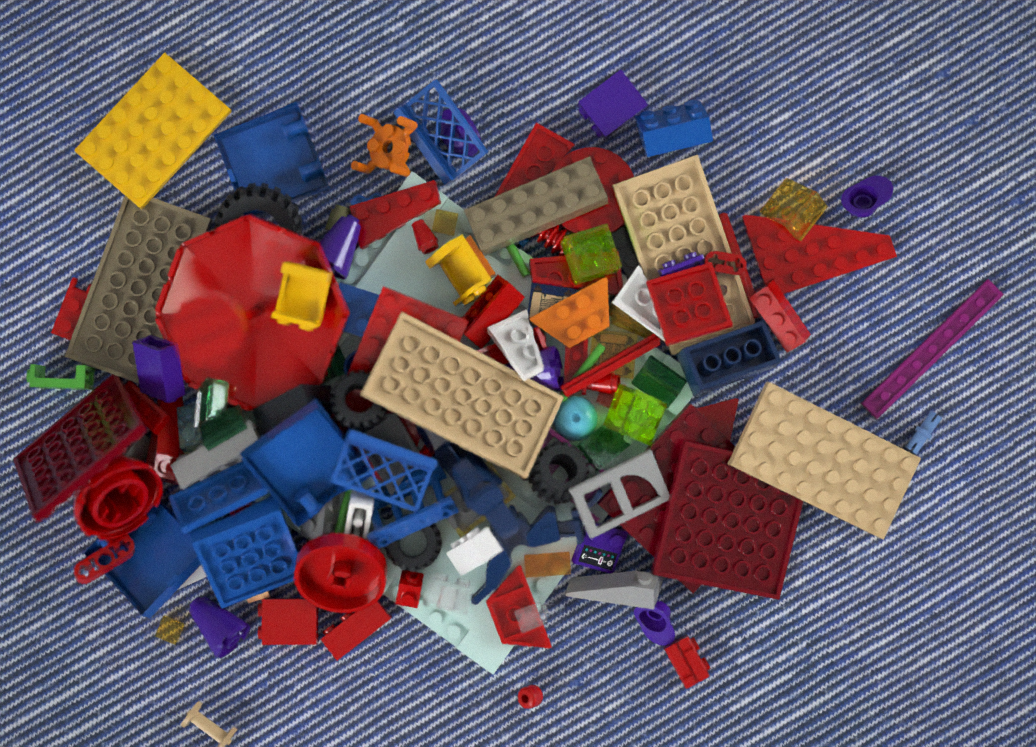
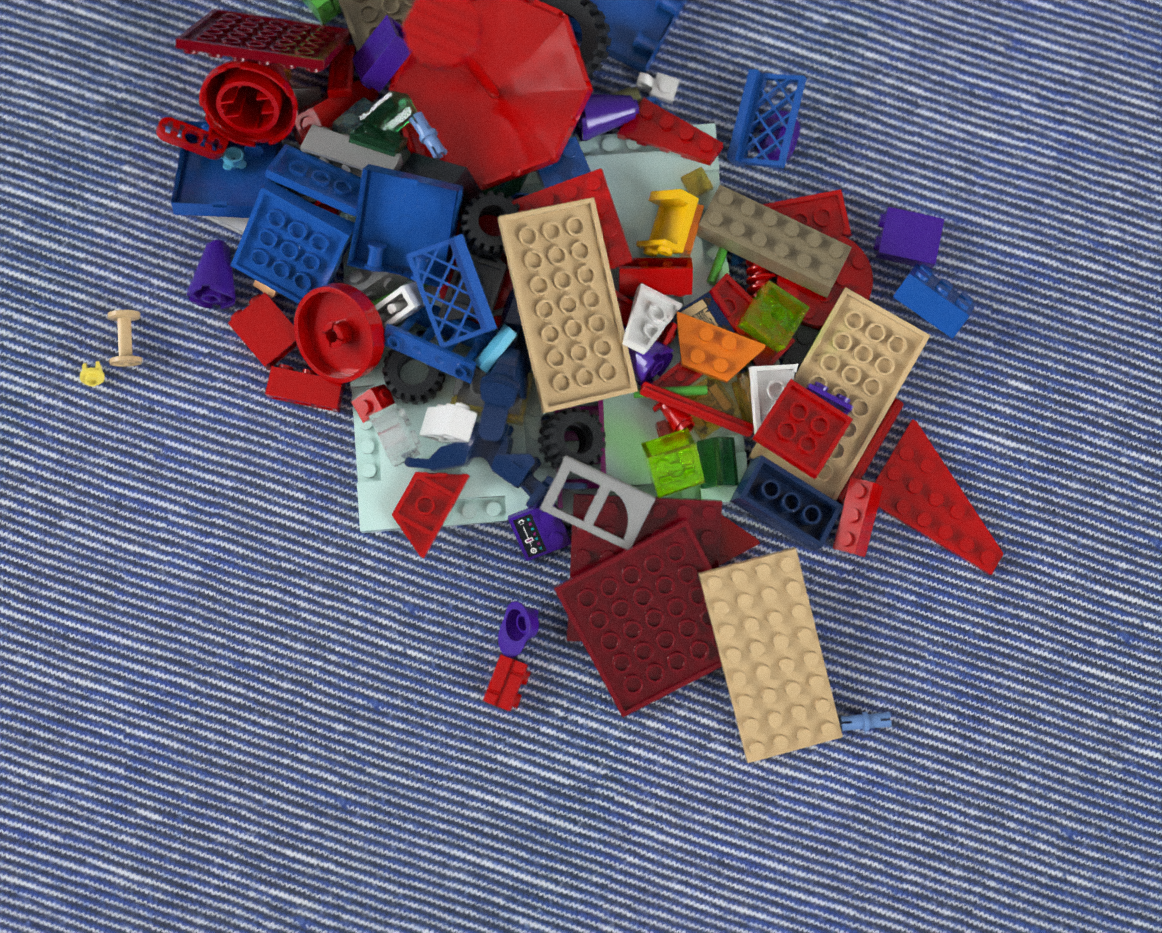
camera: 50 degrees right, 5 degrees down
(142, 535) = (233, 159): none -> medium azure plate
(170, 629) = (179, 243): clear yellow tile -> none
(251, 389) = (428, 135): none -> medium blue pin
(302, 295) = (538, 109): yellow panel -> none
(350, 184) = (662, 86): none -> white plate
(381, 139) = (712, 81): orange plate -> none
(424, 237) = (670, 175): red cone -> none
(449, 472) = (495, 348): none -> medium azure tile
(530, 696) = (367, 577): red piece -> none
(532, 616) = (435, 520): clear bracket -> none
(547, 564) = (488, 498): clear orange tile -> none
(576, 418) = (628, 420): medium azure cylinder -> none
(602, 447) = (624, 460): clear green plate -> none
(622, 588) = (523, 578): light grey wedge -> none
(726, 257) = (867, 431): red beam -> none
(794, 207) = (957, 456): clear yellow bracket -> none
(867, 196) = (1017, 506): dark purple piece -> none
(932, 349) = (941, 669): magenta tile -> none

